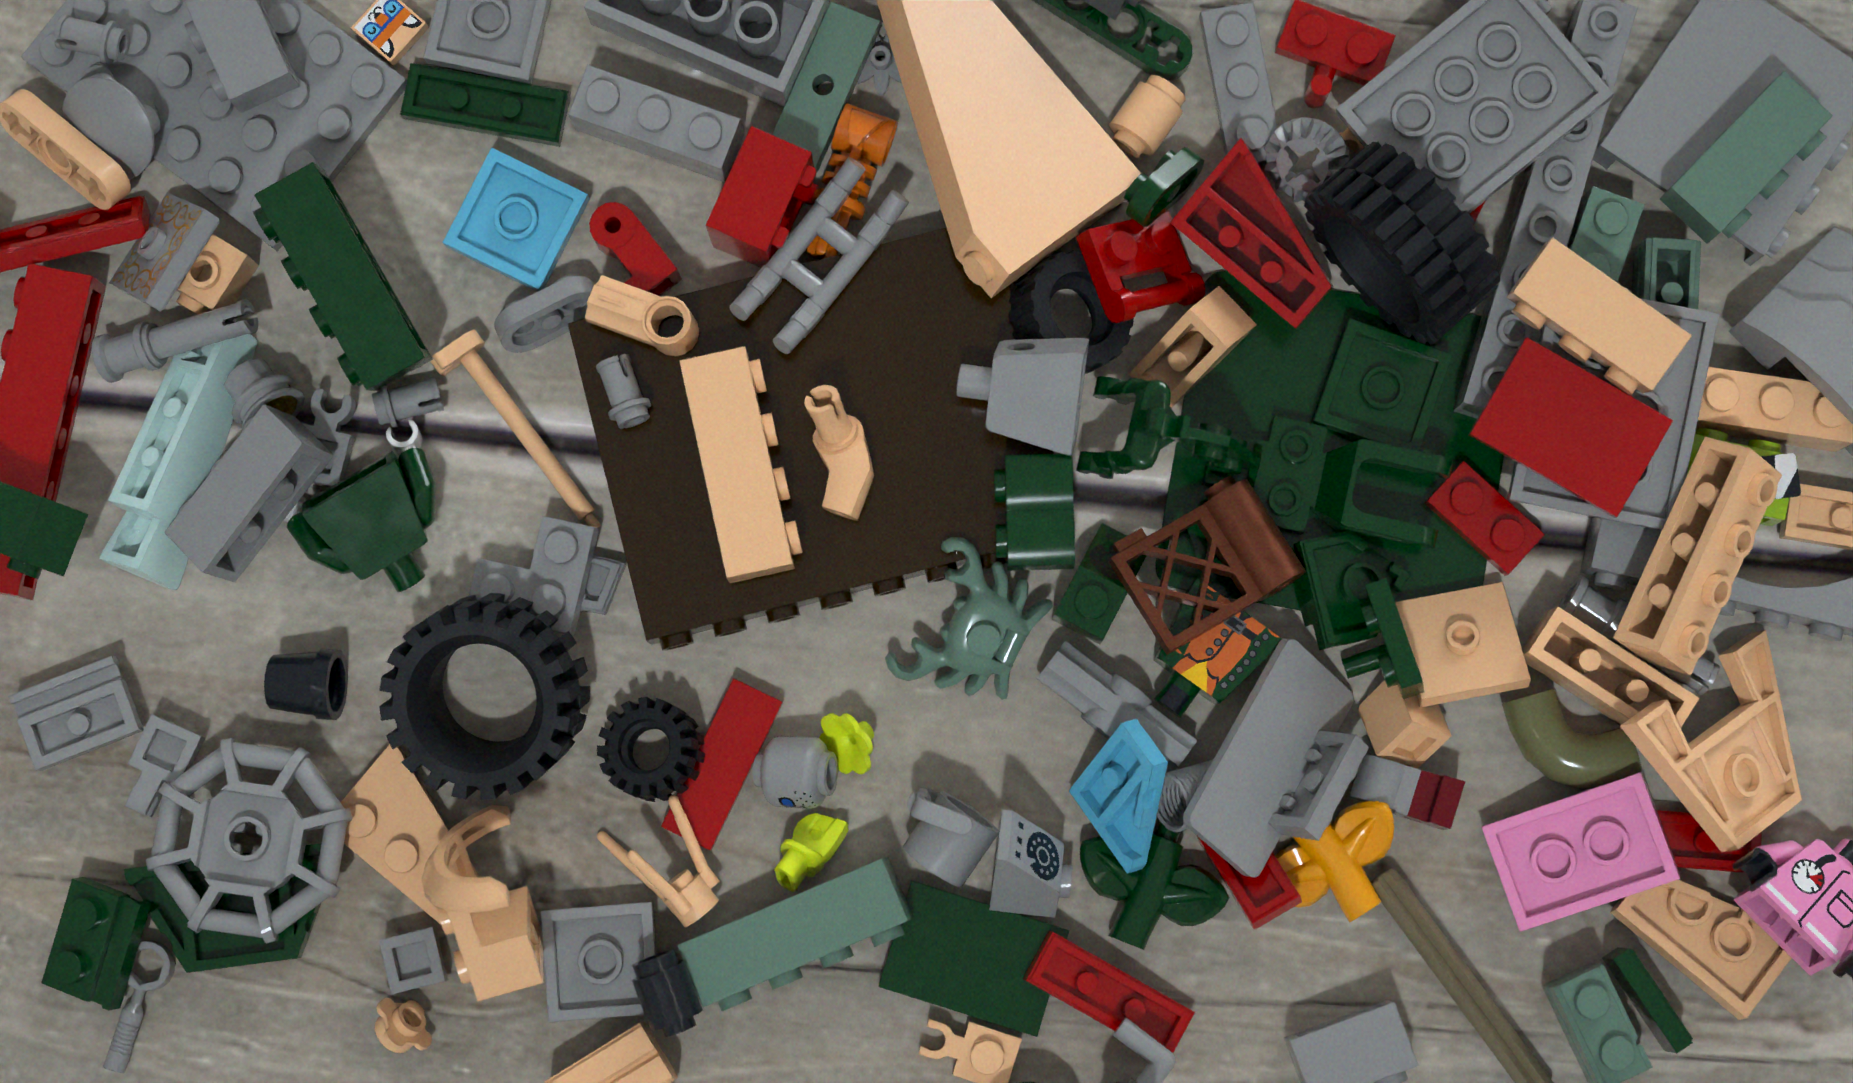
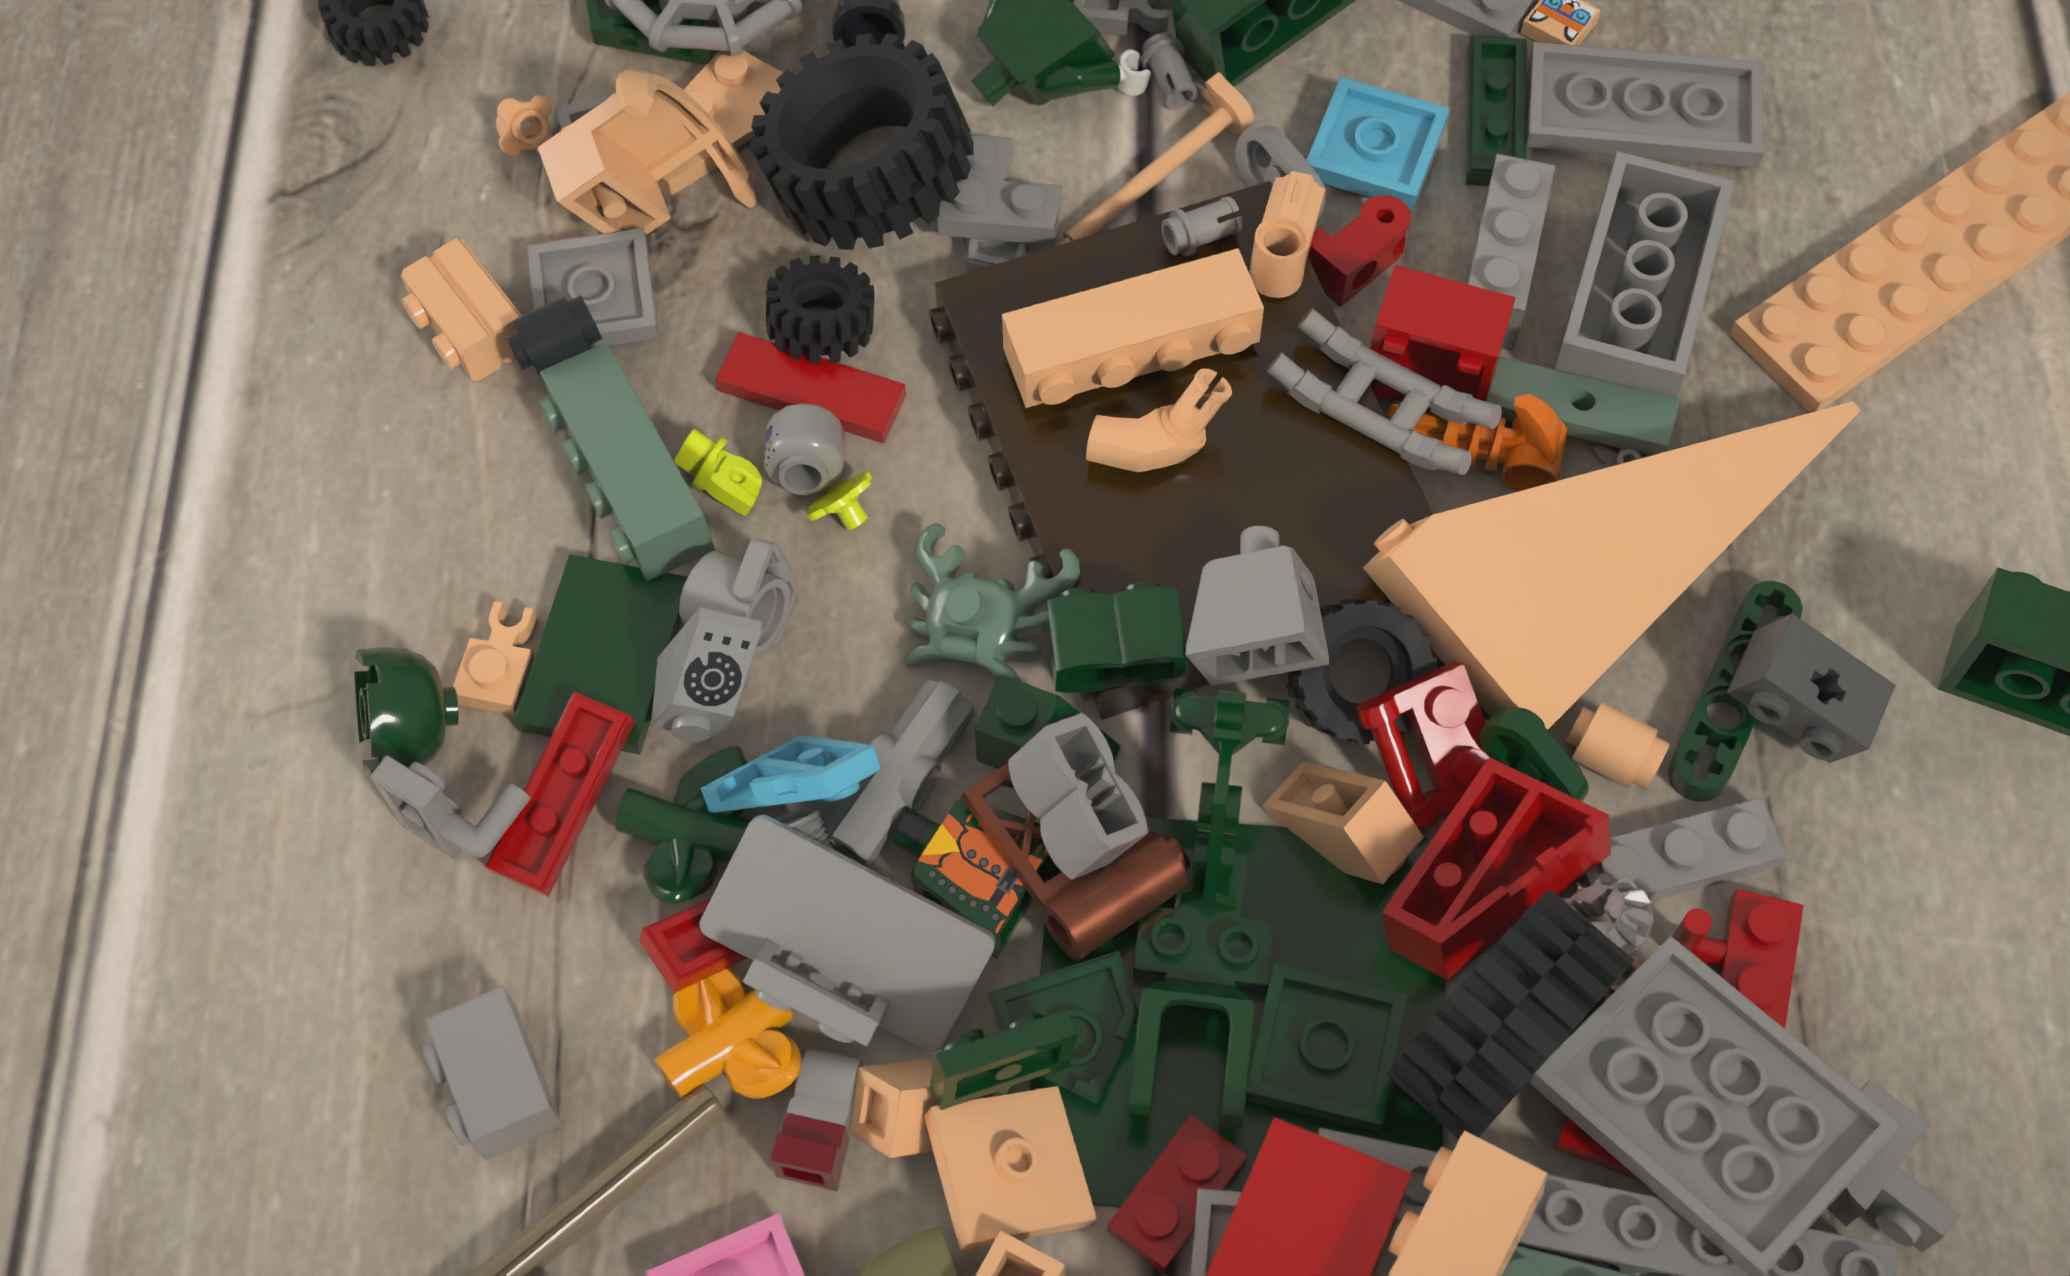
camera: 85 degrees right, 20 degrees down
(685, 894) = (665, 355): light nougat plant -> none
(1197, 556) = (1081, 802): none -> light grey brick

